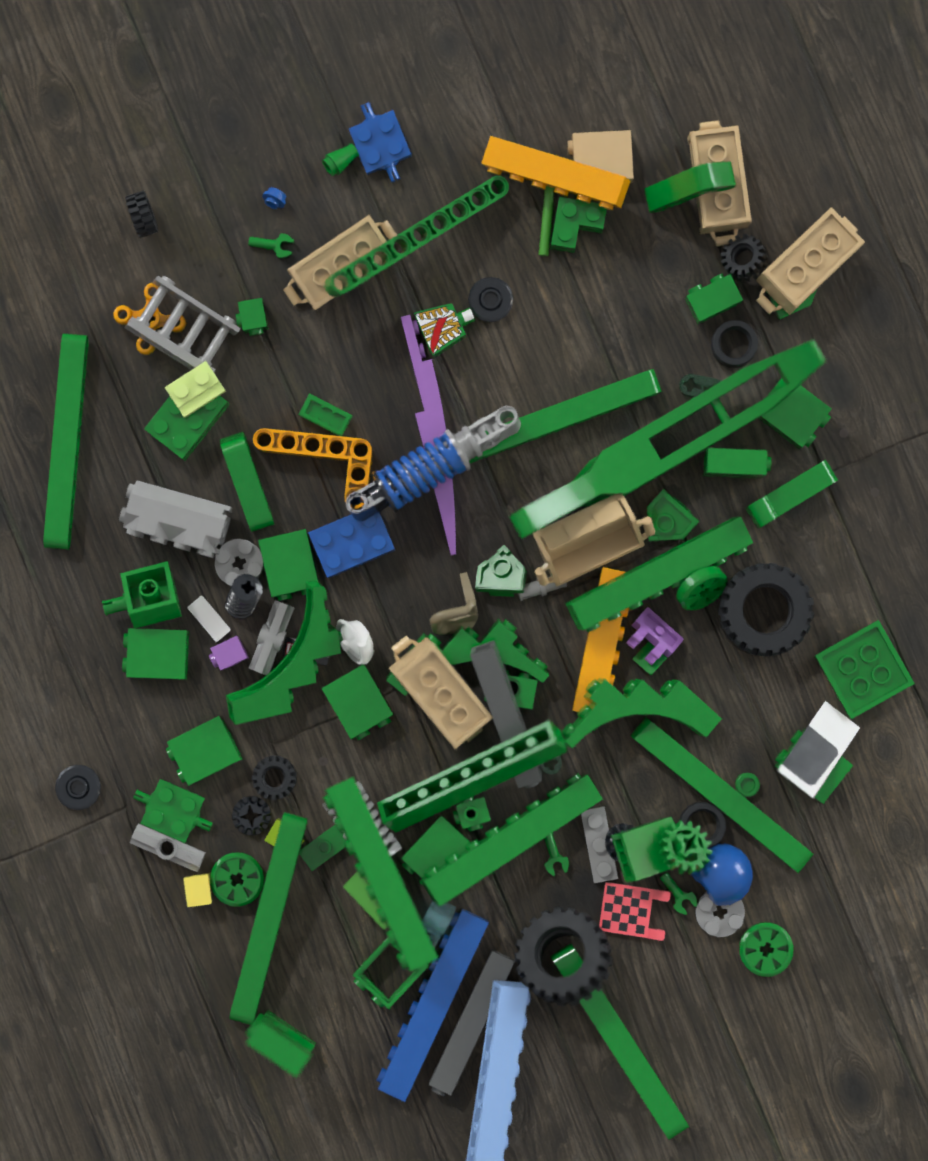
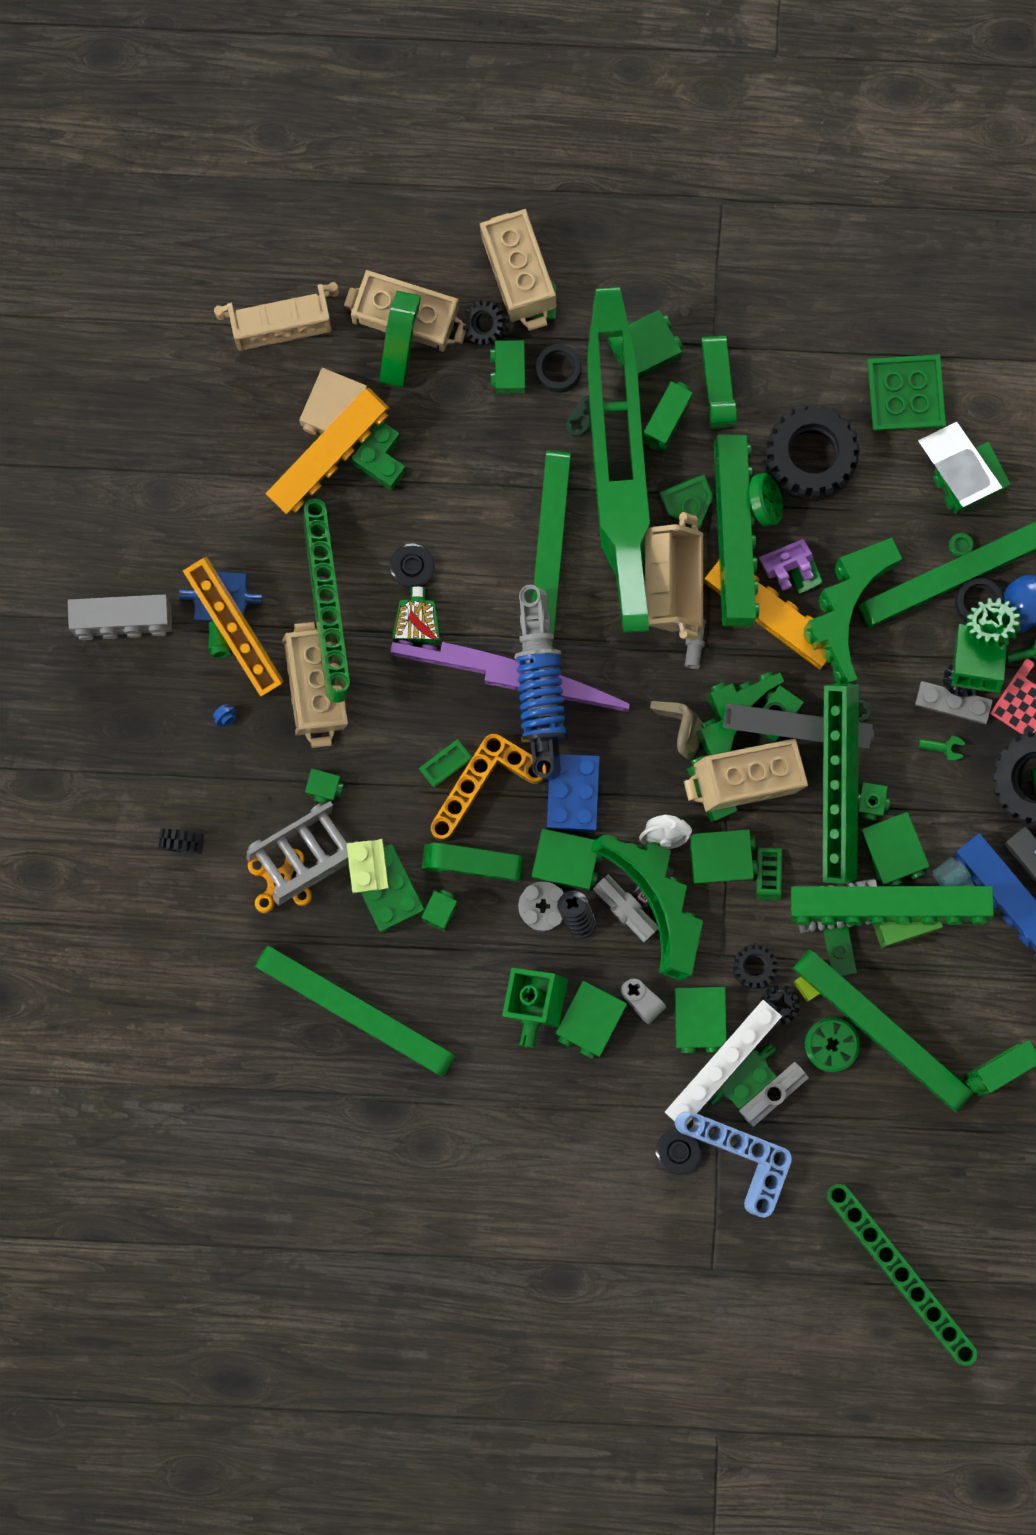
camera: 65 degrees left, 5 degrees down
(56, 1046) = (912, 1280): none -> green beam
(103, 842) = (743, 1148): none -> light blue beam
(171, 790) = (725, 1061): none -> white arch
(175, 518) = (476, 941): light grey brick -> none
(189, 473) = (440, 910): none -> green brick
(195, 695) = (646, 1003): none -> light grey piece
(198, 890) = (825, 1084): light yellow panel -> none
(209, 618) = (580, 958): white sticker -> none
(228, 653) = (621, 954): medium lavender brick -> none
(273, 244) = (266, 737): green bar -> none
(316, 58) = (120, 616): none -> light grey brick
(355, 165) = (233, 626): none -> light orange brick
(367, 758) = (769, 894): none -> green slope
(379, 996) = (981, 973): green window -> none
(501, 574) = (667, 673): plate -> none
(511, 839) = (913, 776): green brick -> none
(546, 221) = (366, 483): bright green bar -> none
(656, 71) = (280, 320): none -> tan container

